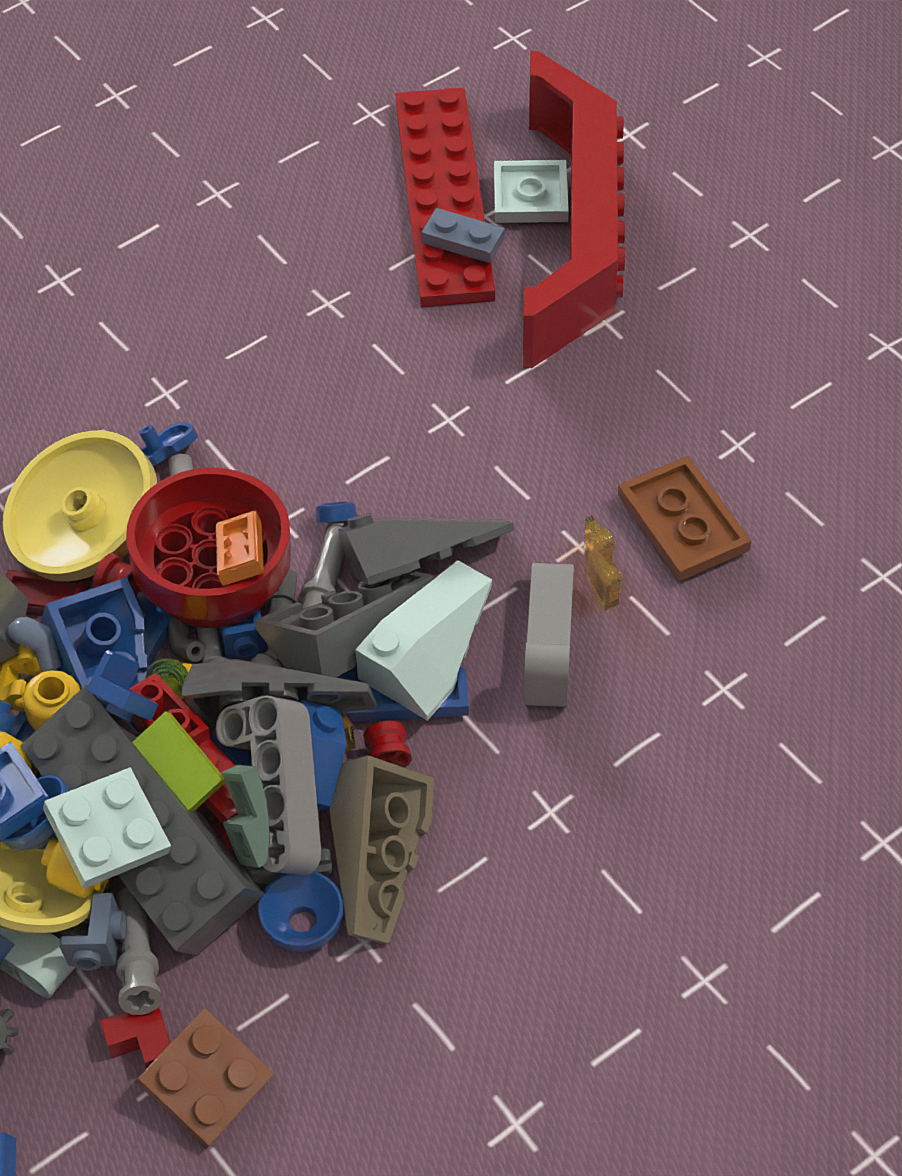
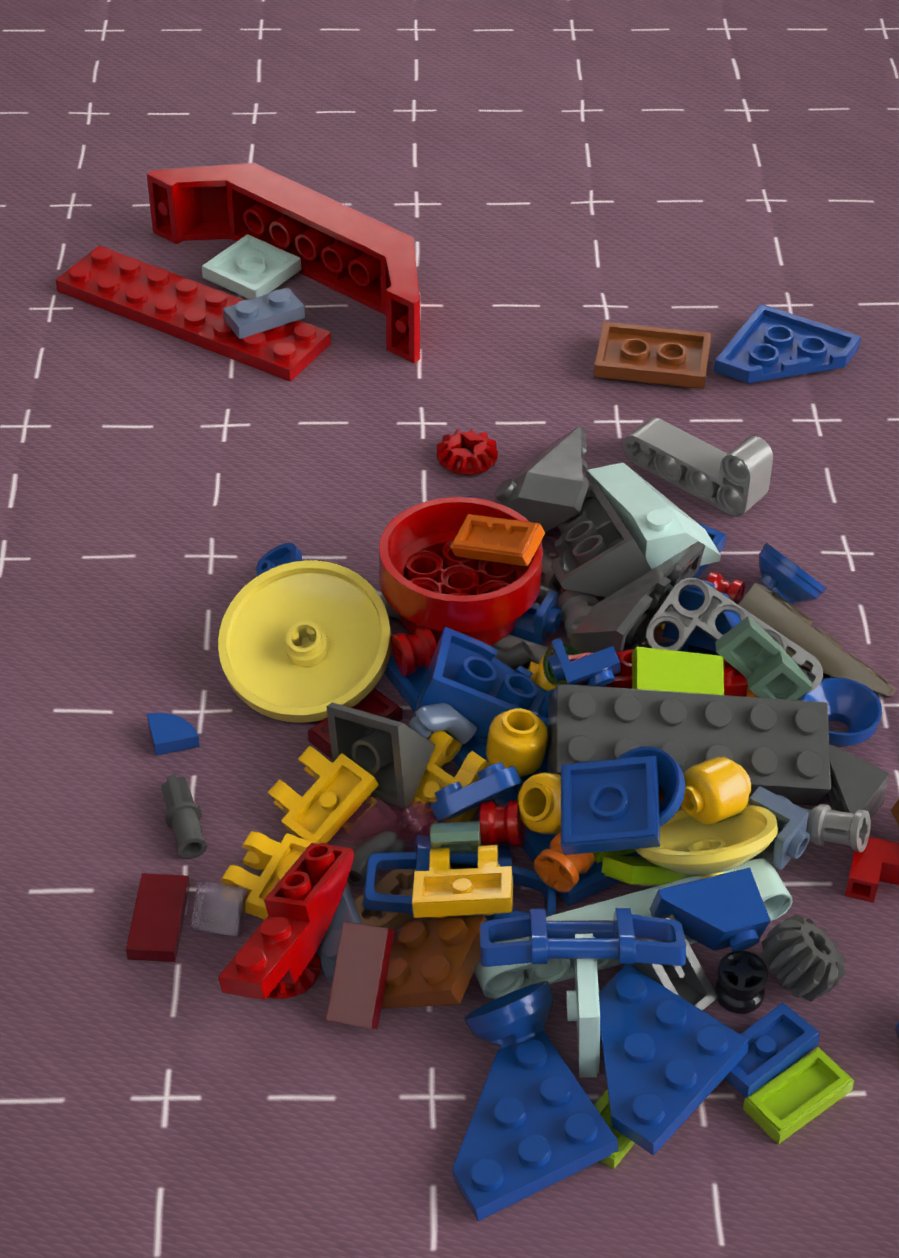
camera: 55 degrees left, 10 degrees down
(106, 827) = (716, 739): light aqua plate -> none
(208, 973) = (855, 783): none -> dark grey slope
(433, 482) = (455, 458): none -> red gear
(461, 779) = (787, 577): none -> blue piece
(600, 571) = (641, 403): clear yellow slope -> none
(795, 604) = (784, 345): none -> blue plate

